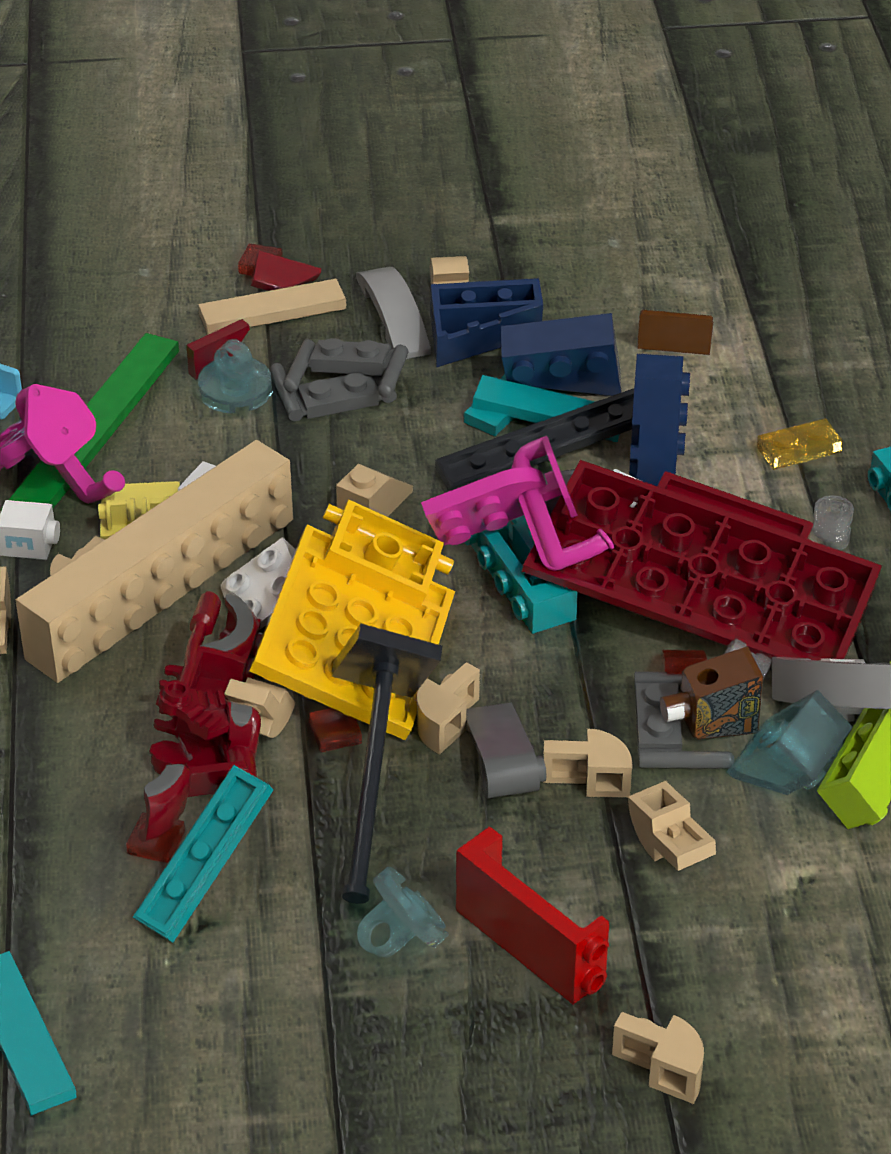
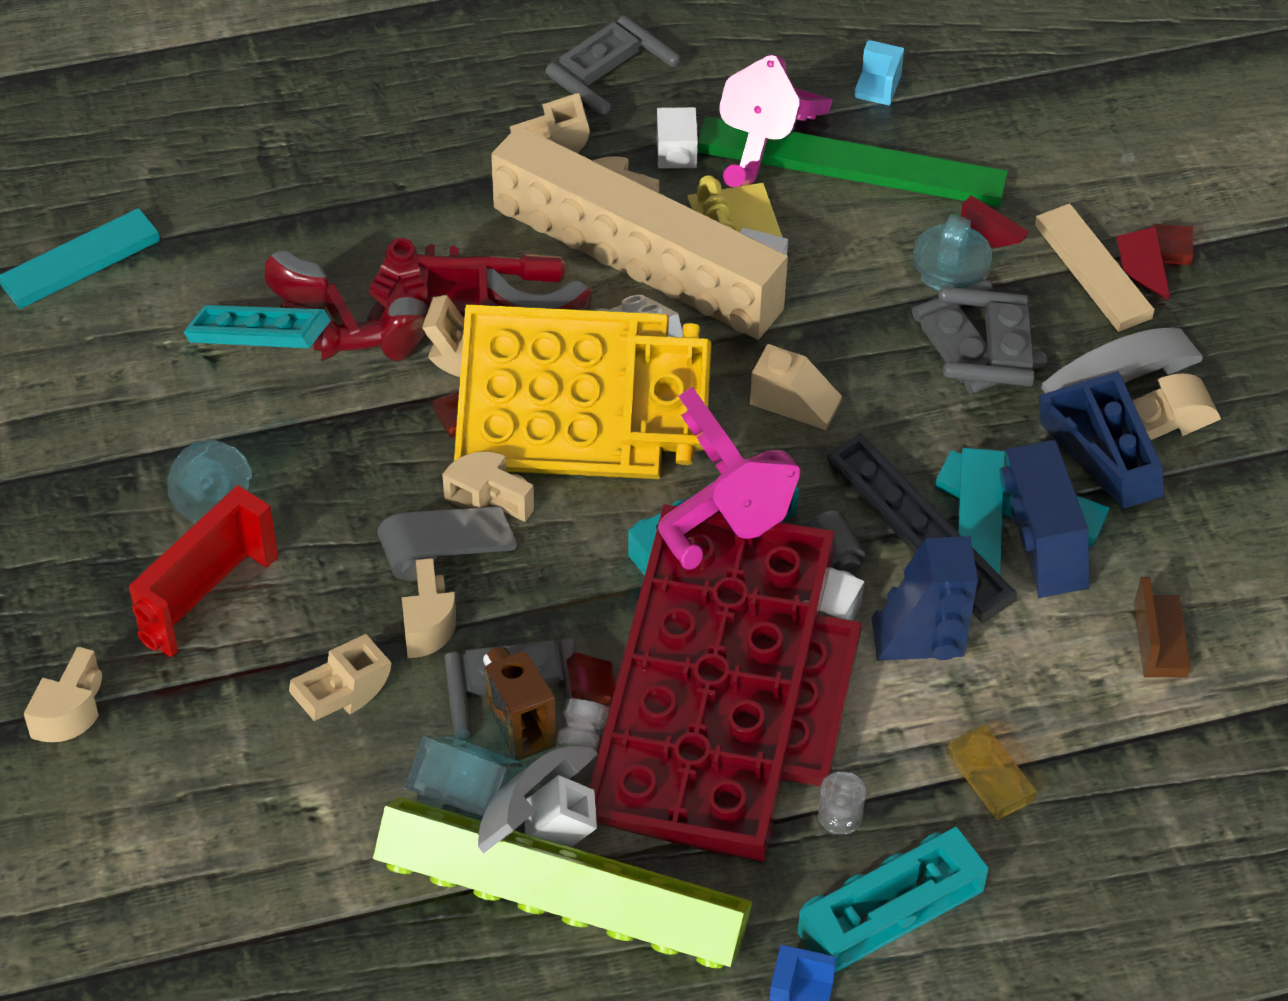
camera: 80 degrees right, 10 degrees up
(388, 665) = (481, 405): black tile -> none

